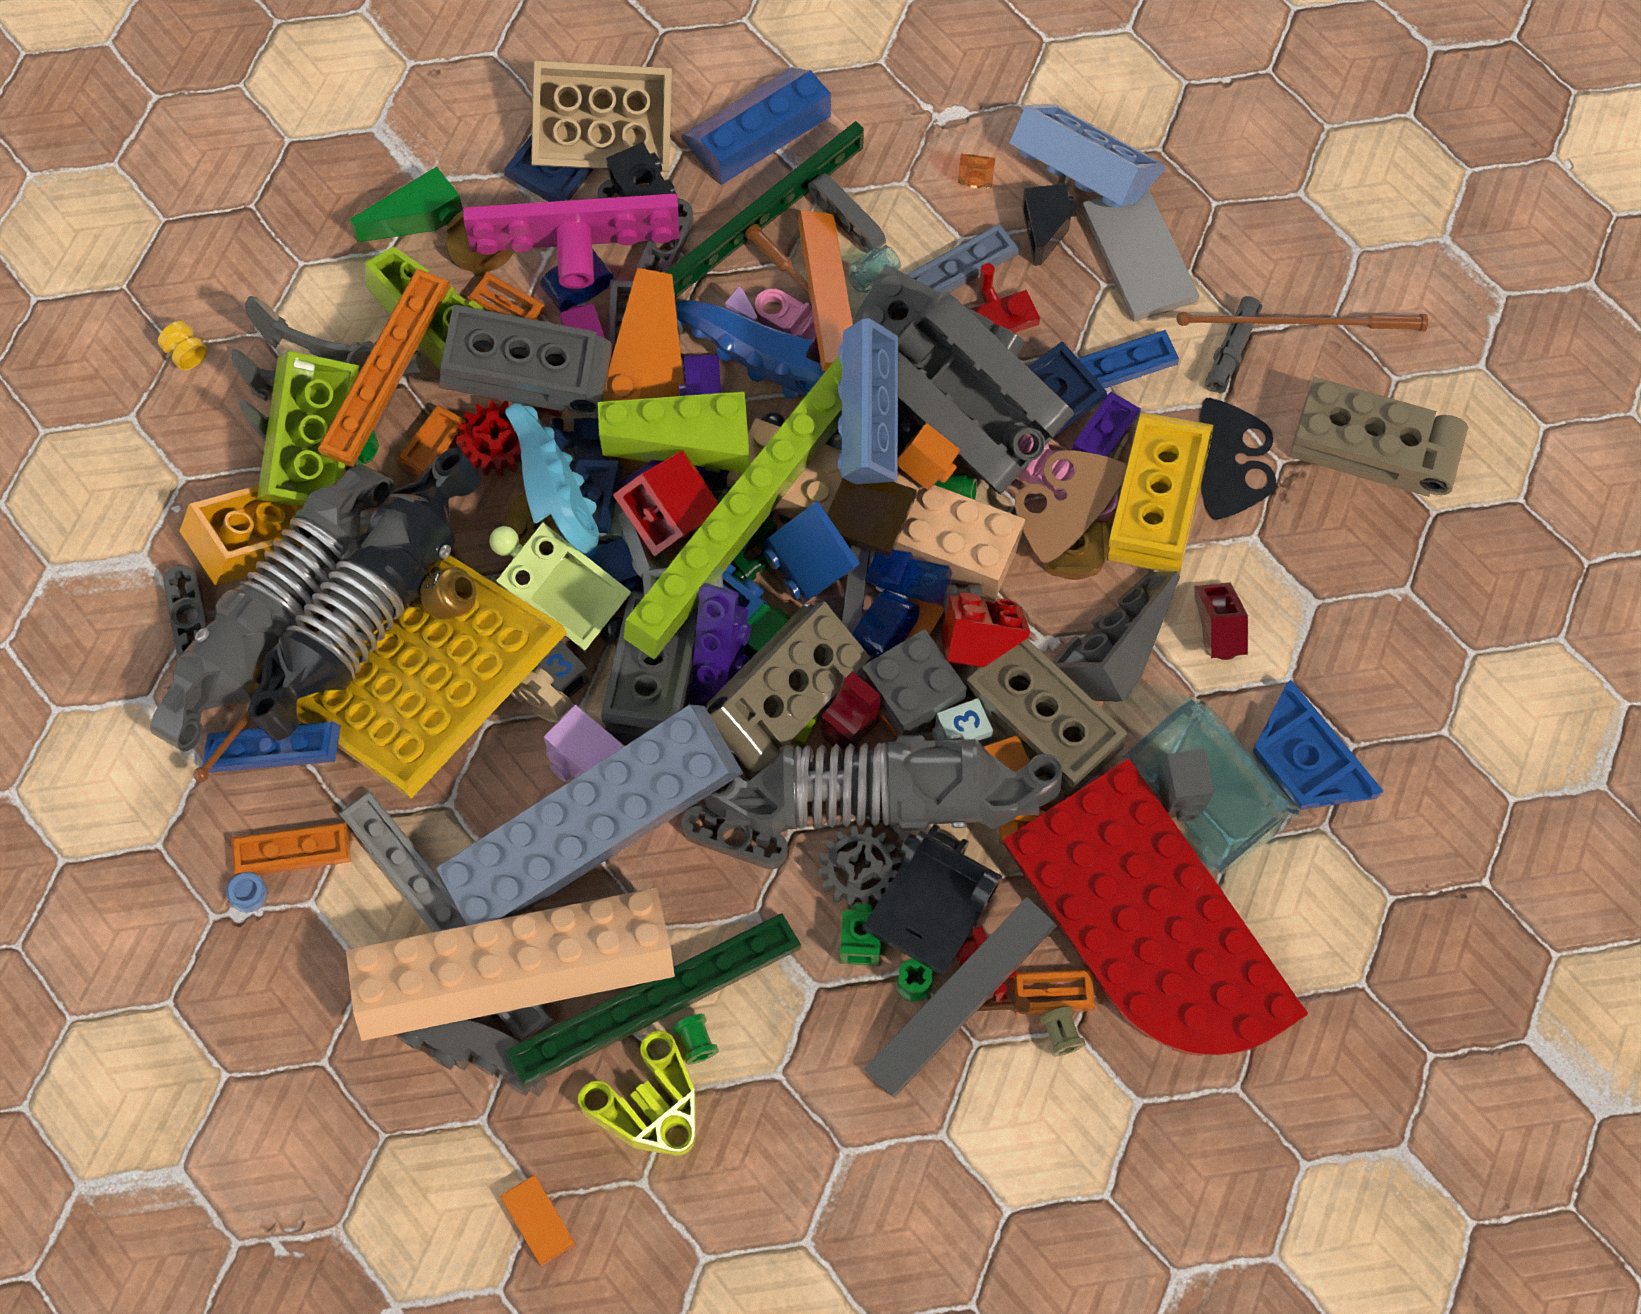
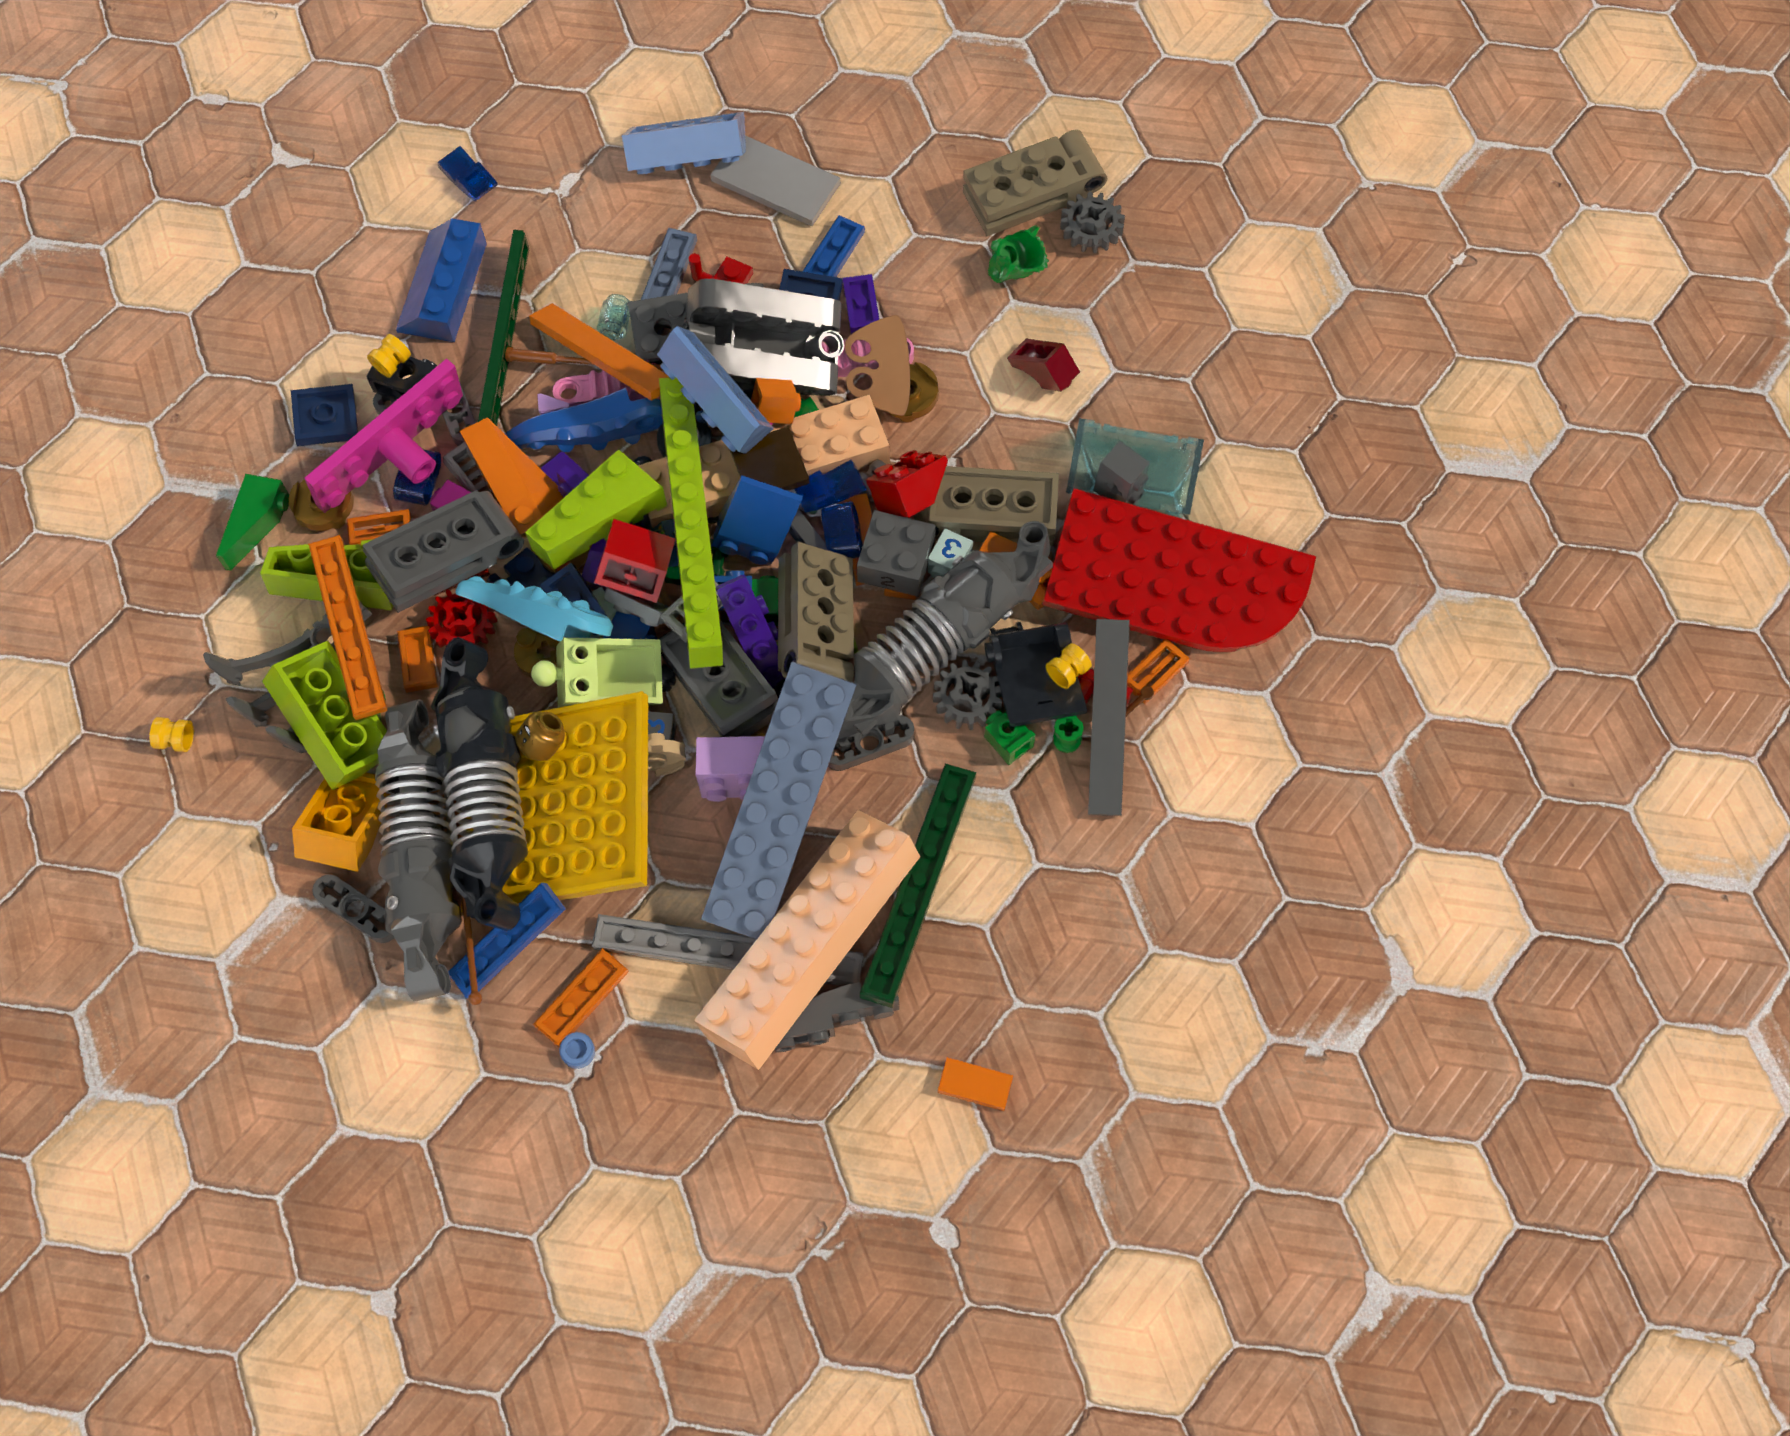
camera: 40 degrees left, 0 degrees up
(597, 111) = (324, 355): tan slope -> none
(625, 1124) = (970, 973): neon yellow connector -> none
(636, 153) = (389, 355): none -> yellow wheel
(695, 1039) = (967, 885): green bush -> none
(846, 212) = (562, 294): dark grey beam -> none
(851, 713) = (873, 602): dark red arch -> none
(869, 39) = (466, 174): none -> clear blue slope
(963, 918) = (1068, 666): none -> yellow wheel
(976, 171) = (622, 205): clear orange plate -> none
(1047, 218) = (696, 201): black slope -> none
(1063, 1017) = (1185, 688): olive bush -> none
(1118, 647) = (995, 426): dark grey wedge -> none
(1160, 492) = (934, 315): yellow hinge -> none
(1223, 477) = (937, 260): black piece -> none
(1228, 356) = (894, 201): dark grey pin -> none
(1292, 497) = (1017, 256): none -> green hair
(1310, 756) = (1172, 404): blue wing -> none
(1373, 321) = (964, 112): dark orange piece -> none
(1388, 533) = (1092, 222): none -> dark grey gear

